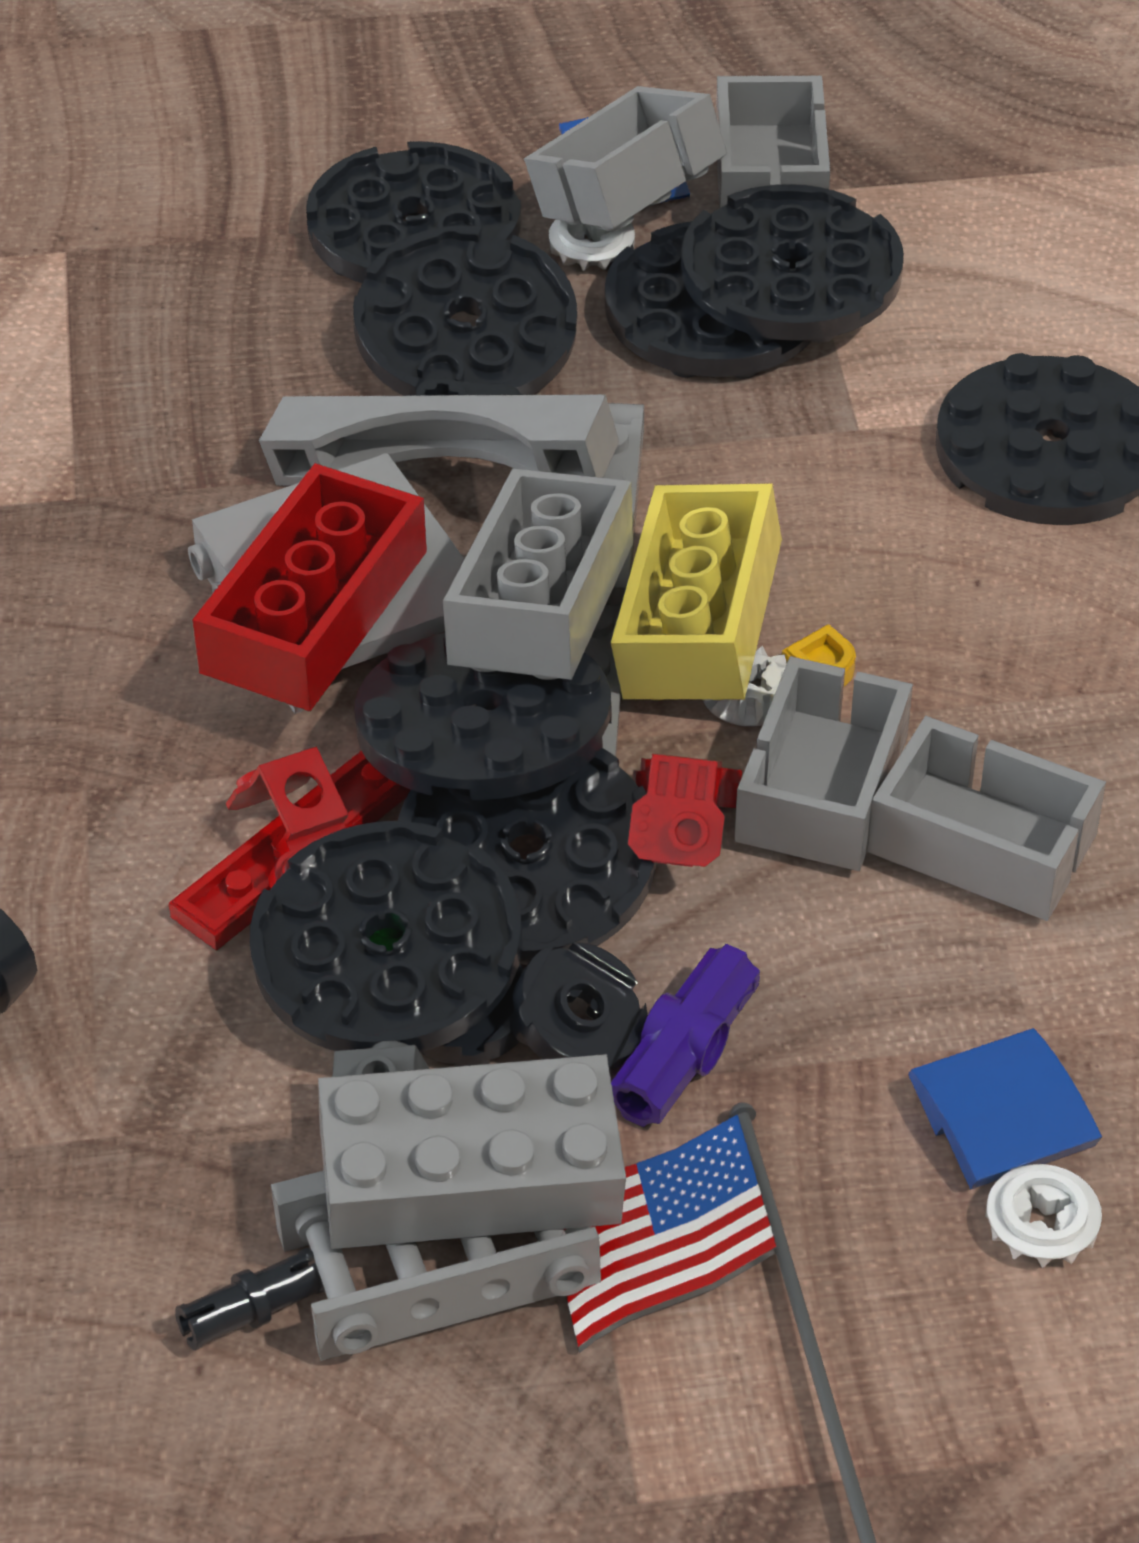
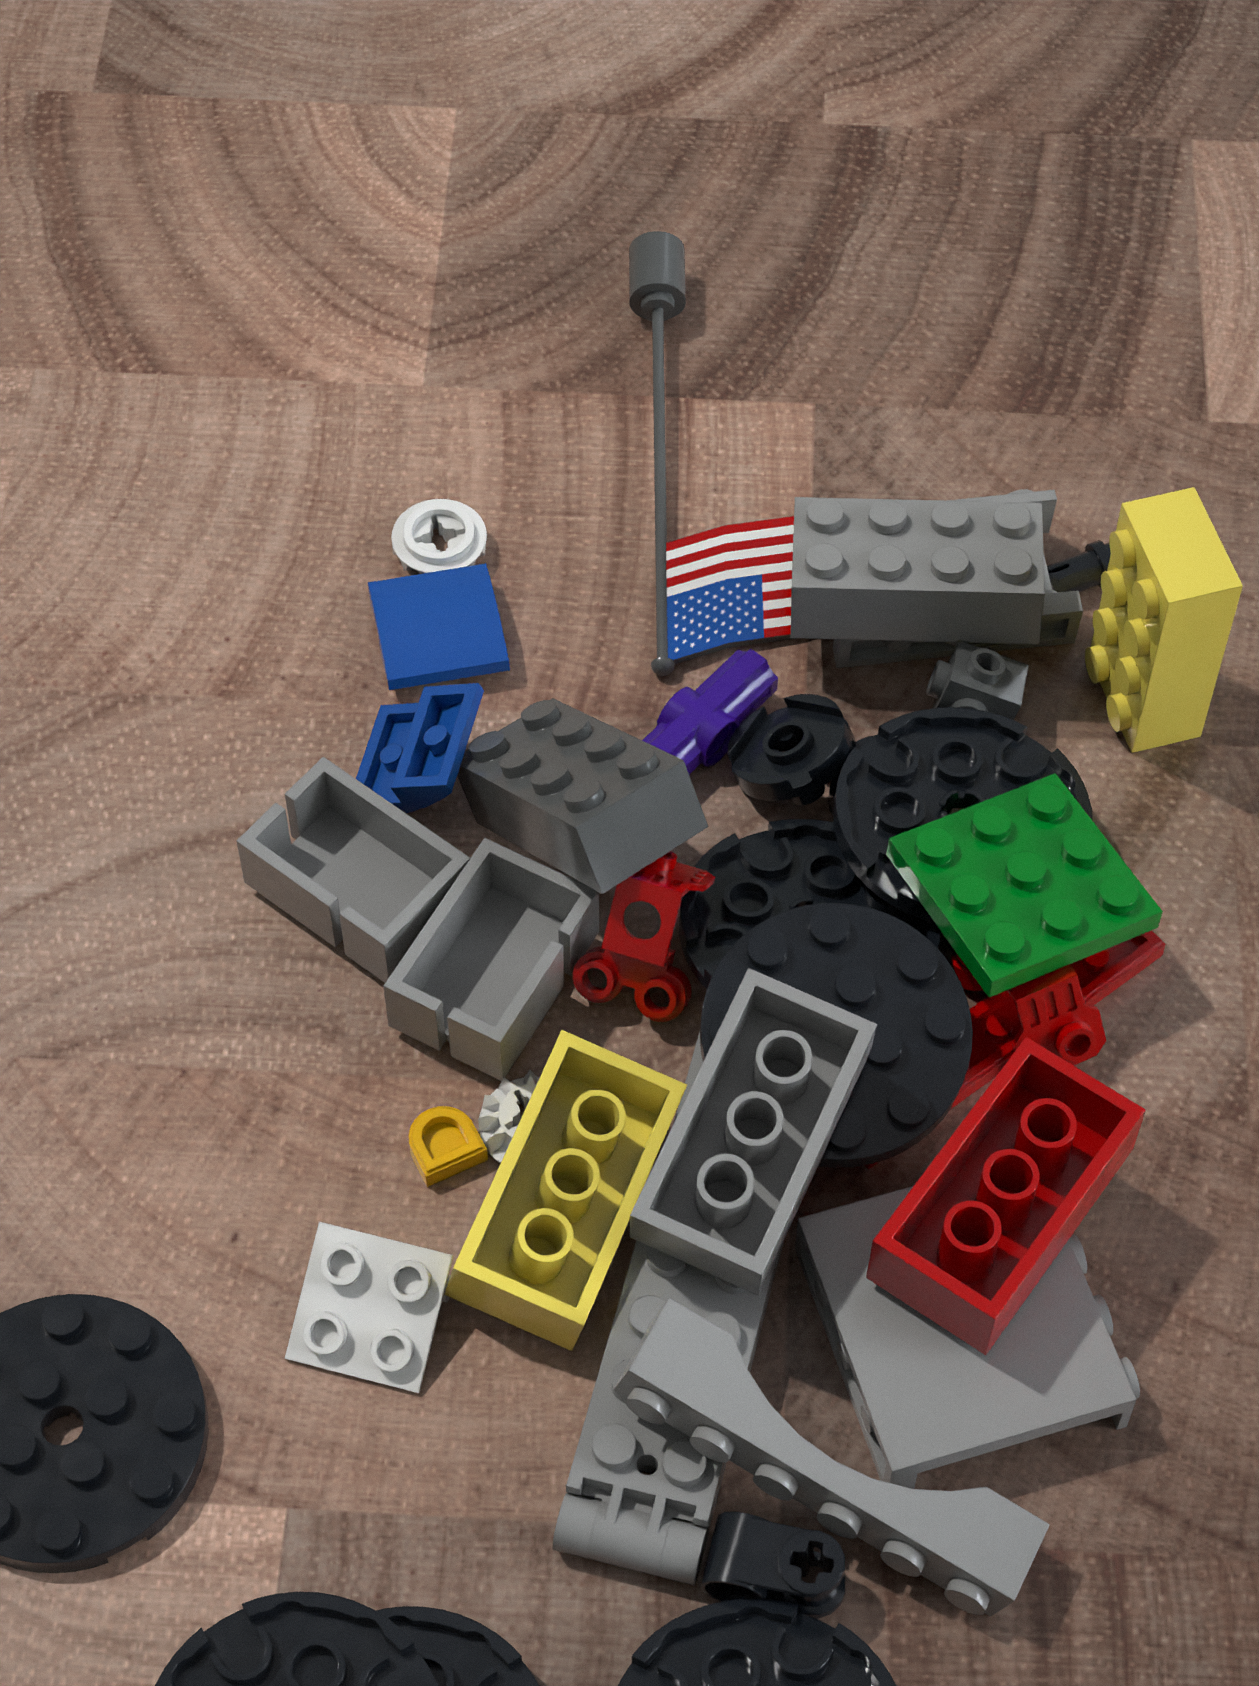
camera: 170 degrees left, 10 degrees up
(184, 1088) = (1162, 619): none -> light yellow brick
(318, 842) = (1023, 884): none -> green plate
(785, 862) = (580, 793): none -> dark grey brick
(816, 523) = (369, 1307): none -> white hinge
(971, 938) = (420, 746): none -> blue slope

